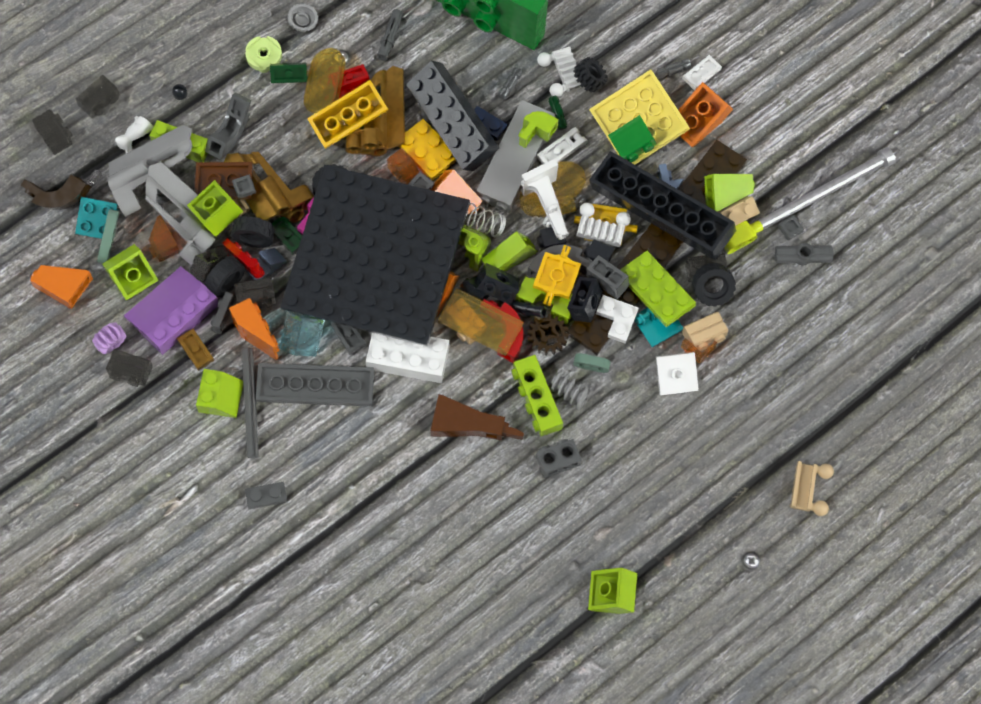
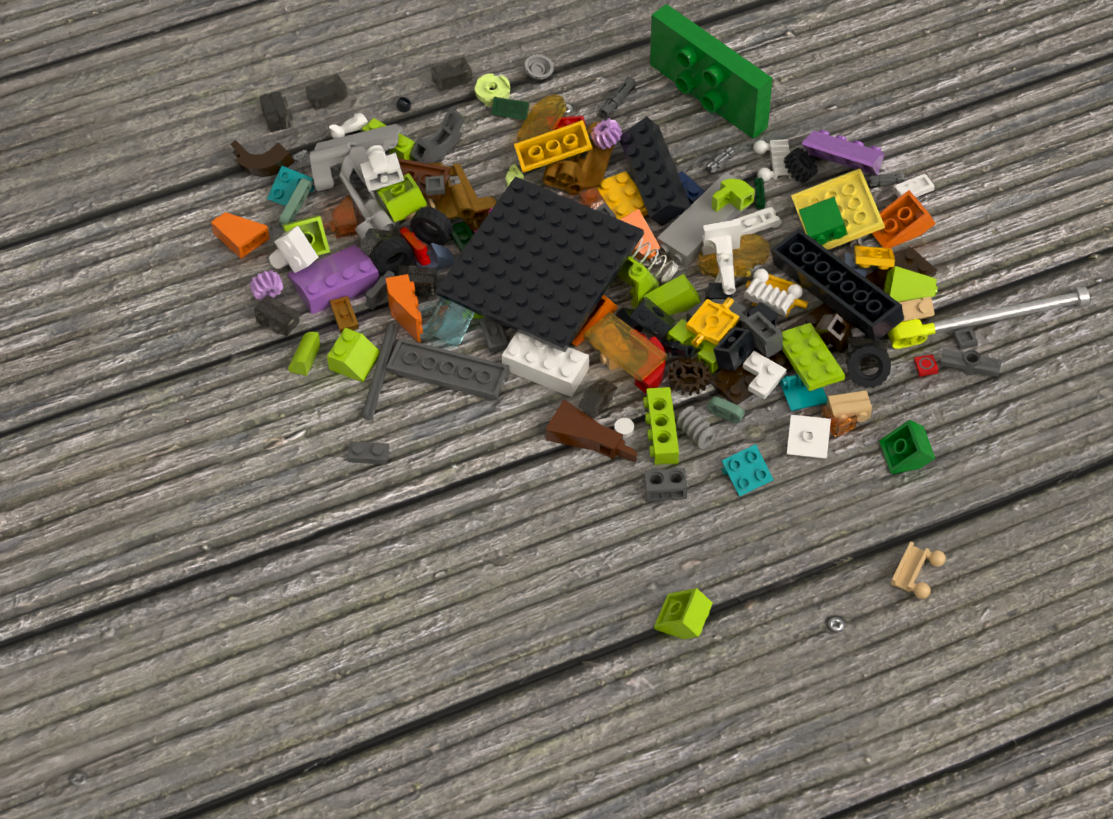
camera: 20 degrees right, 15 degrees down
(124, 293) = (293, 250): none -> white brick
(170, 403) = (305, 354): none -> lime brick
(187, 186) = (381, 169): none -> white brick
(218, 46) = (451, 74): none -> clear smoke brick
(314, 148) = (513, 171): none -> yellowish green tile
(394, 85) = (606, 133): none -> lavender gear
(470, 383) = (597, 397): none -> clear smoke brick
(501, 405) = (624, 426): none -> white tile
(629, 51) = (844, 152): none -> medium lavender slope
(629, 423) = (747, 470): none -> teal hinge
(672, 255) = (835, 331): none -> dark brown slope
(687, 163) = (875, 256): none -> yellow plate
(762, 266) = (926, 365): none -> red tile
(769, 362) = (907, 448): none -> green slope

